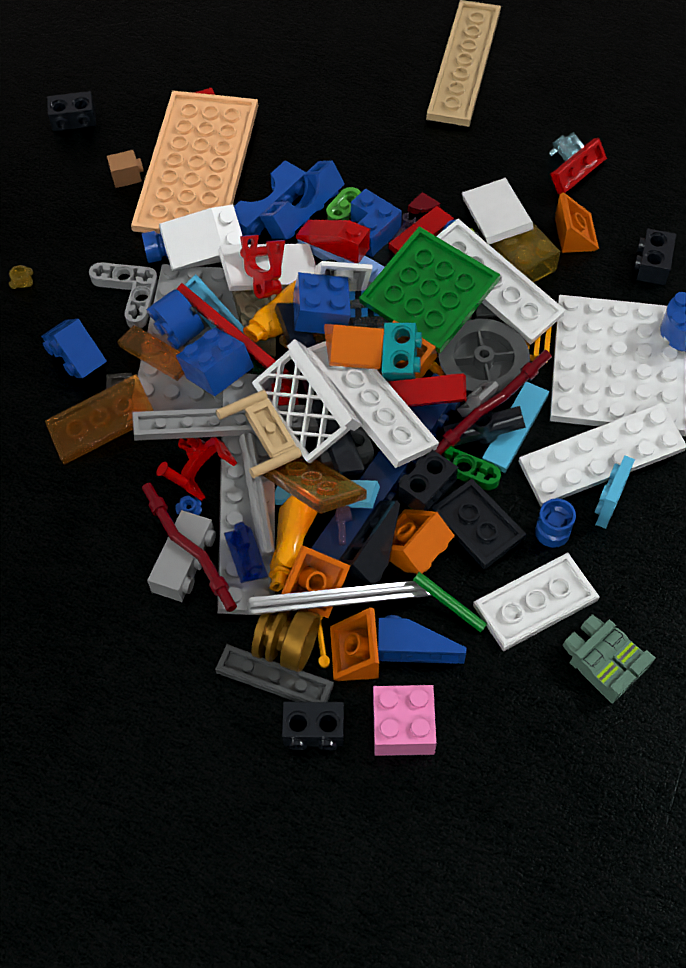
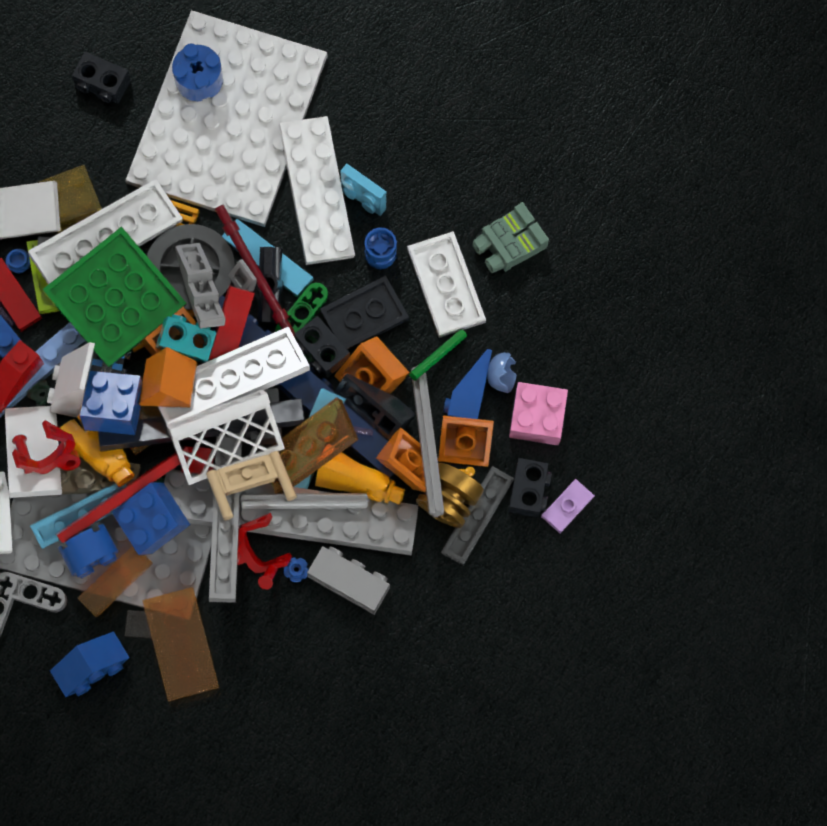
camera: 85 degrees left, 15 degrees up
(217, 583) = (302, 591): dark red bar -> none
(245, 553) = (366, 518): clear blue hinge -> none
(301, 776) = (567, 506): none -> lavender plate
(444, 672) = (500, 374): none -> medium blue hair
(460, 356) = (199, 285): none -> light grey slope
(574, 226) = (43, 143): orange slope -> none

